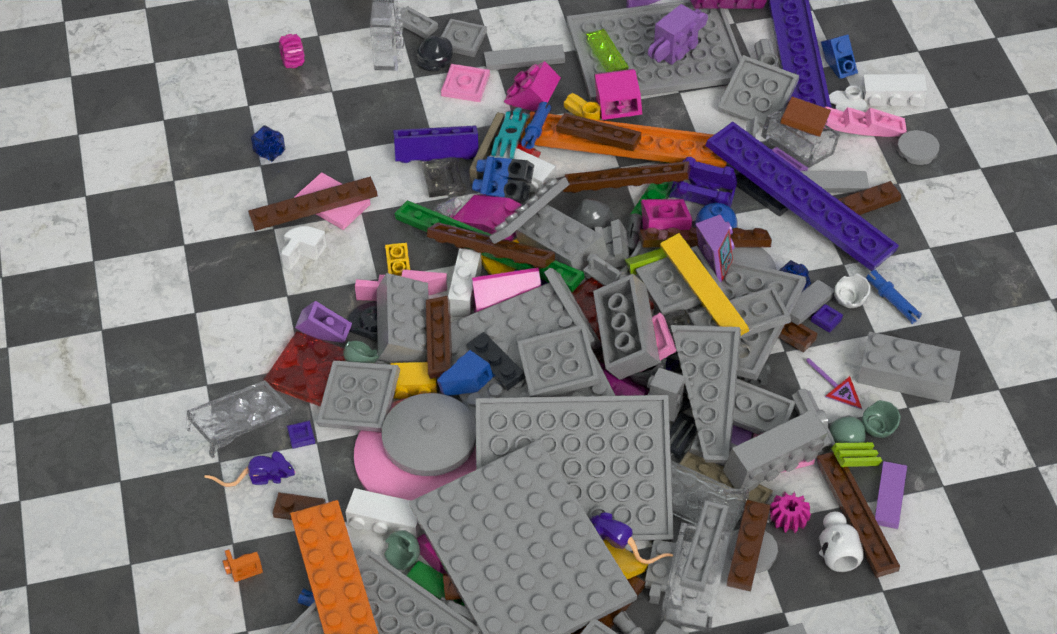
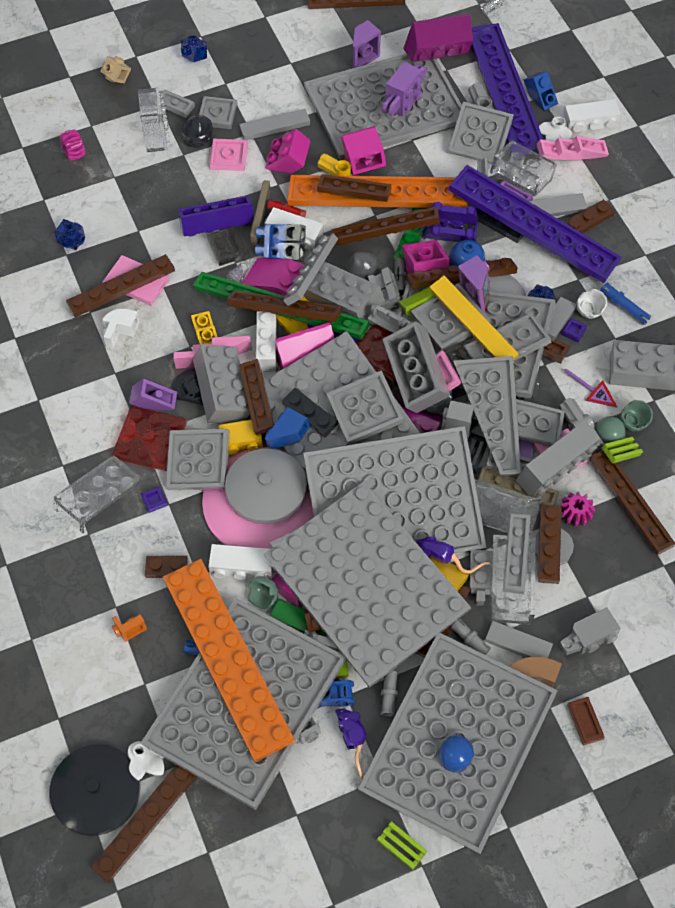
camera: 10 degrees left, 10 degrees up
(263, 469) = (128, 537): dark purple animal -> none
(359, 352) = (190, 420): sand green hair -> none
(510, 138) = (278, 204): teal piece -> none
(534, 129) = (298, 192): blue pin -> none
(571, 305) = (364, 352): light grey tile -> none
(606, 51) = (345, 112): clear neon green tile -> none
(805, 116) = (526, 152): dark orange tile -> none
(840, 544) = (623, 531): white piece -> none
(890, 494) = (655, 480): medium lavender tile -> none
(918, 147) = (620, 165): light grey tile -> none

